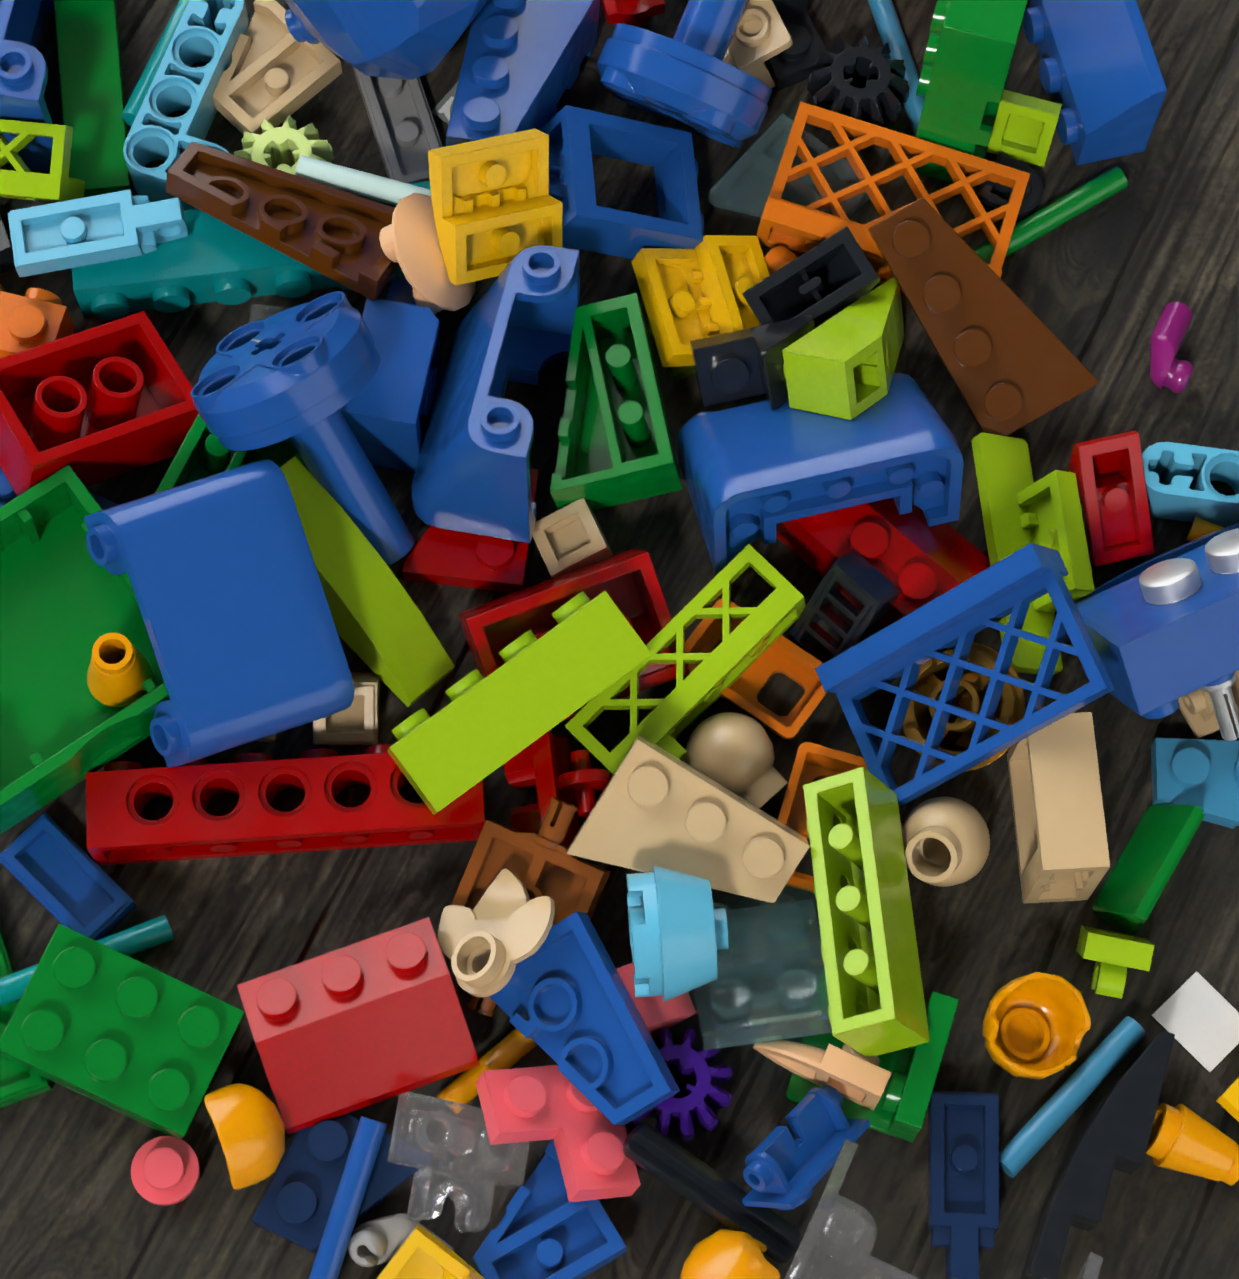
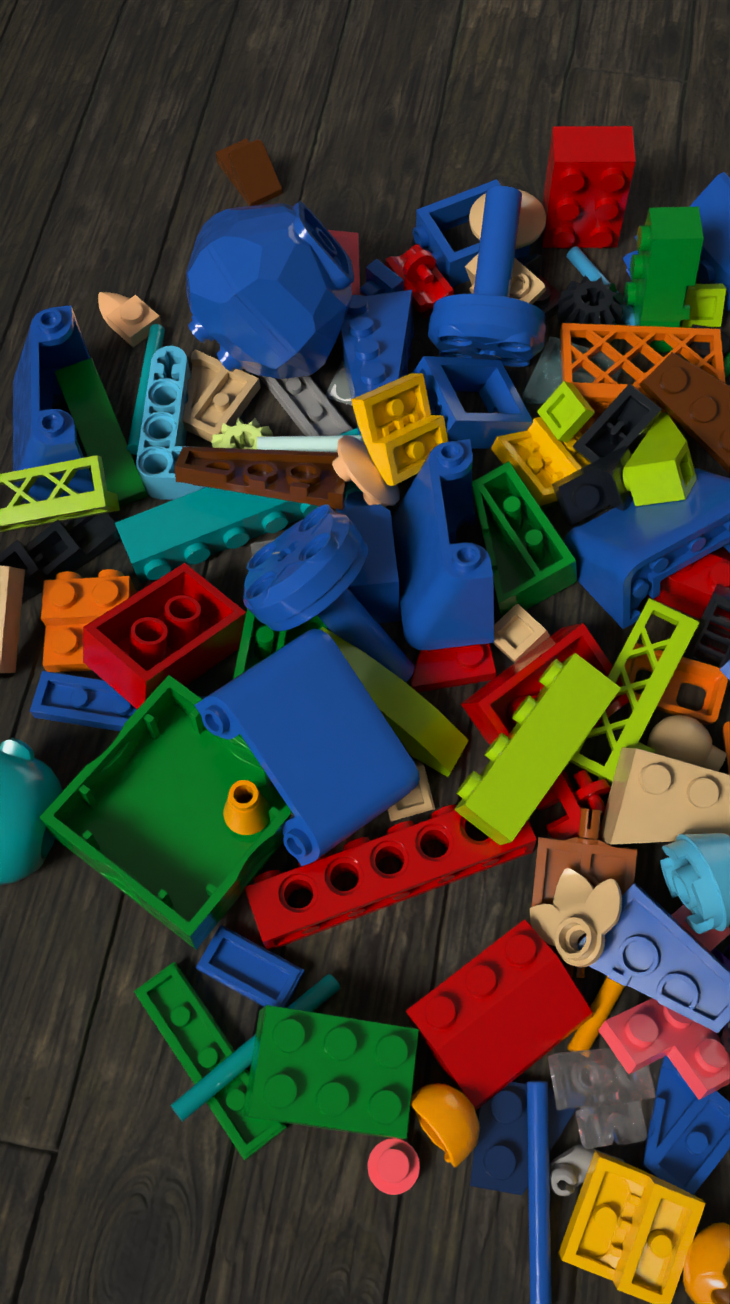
camera: 10 degrees left, 5 degrees down
(92, 231) = (133, 520): medium azure hinge -> none
(749, 241) = (565, 411): none -> lime tile

